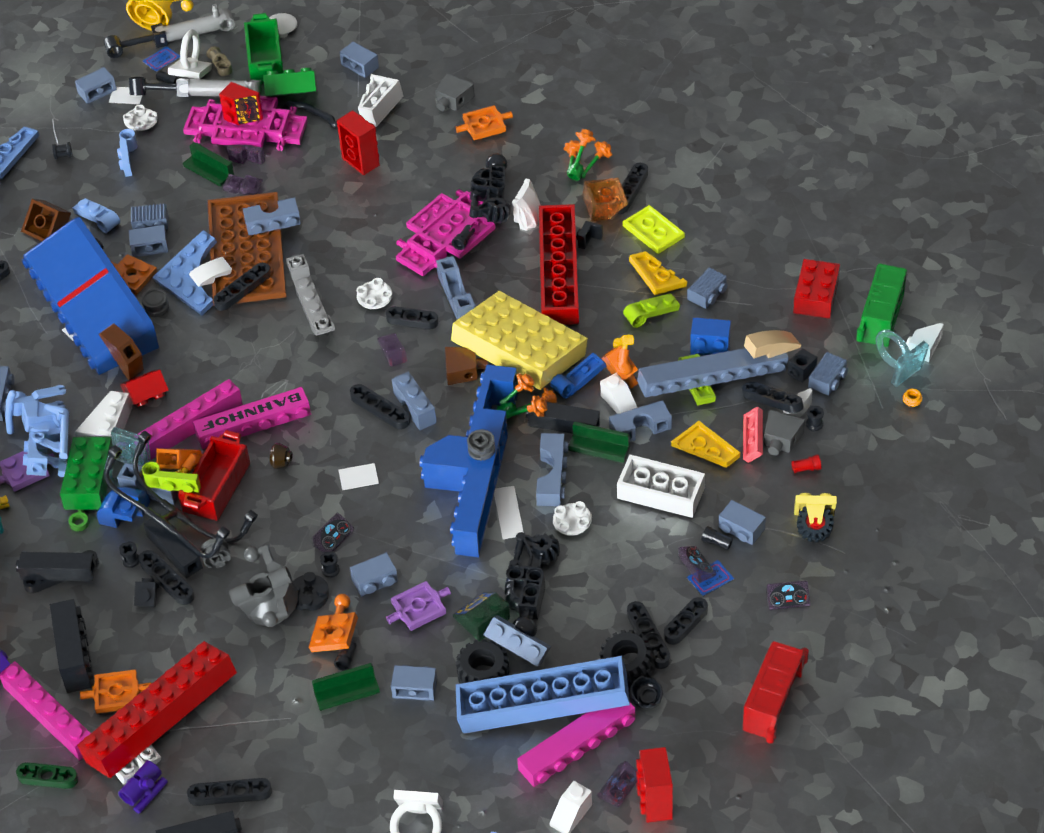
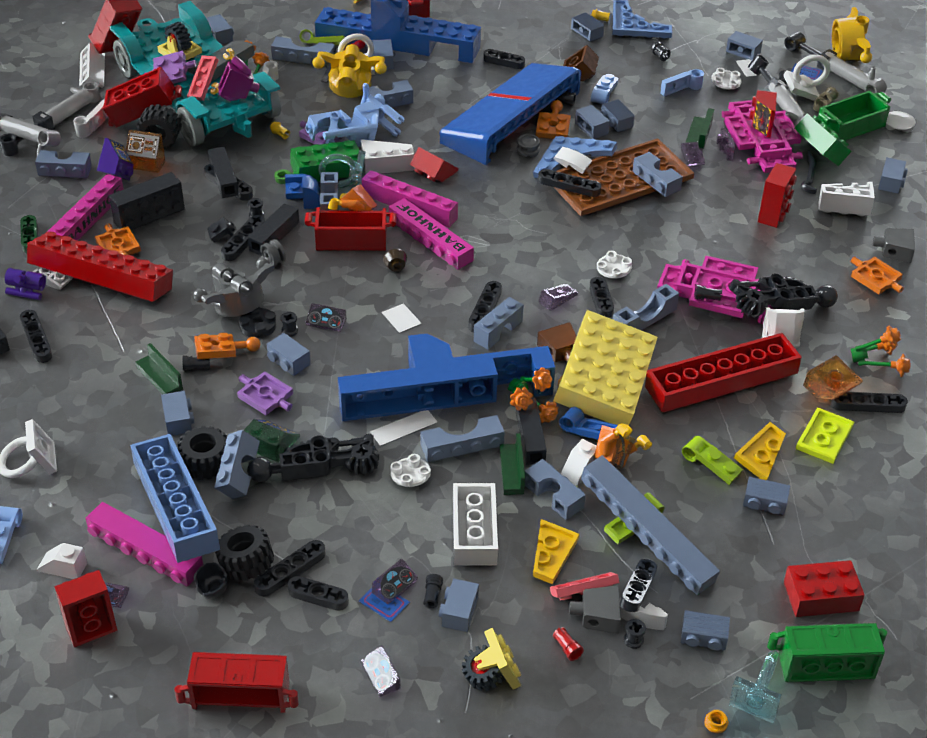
camera: 65 degrees right, 5 degrees down
(123, 350) = (453, 136): reddish brown slope -> none
(169, 480) = (325, 190): lime plate -> none
(222, 533) = (284, 207): black bar -> none
(308, 295) = (609, 211): light grey slope -> none
(481, 444) = (441, 364): dark grey wheel -> none
(588, 231) = (780, 384): black bracket -> none
(710, 336) = (688, 510): blue piece -> none
(770, 343) = (704, 558): tan slope -> none
(802, 365) = (704, 600): black brick -> none
(930, 334) = (808, 713): white slope -> none

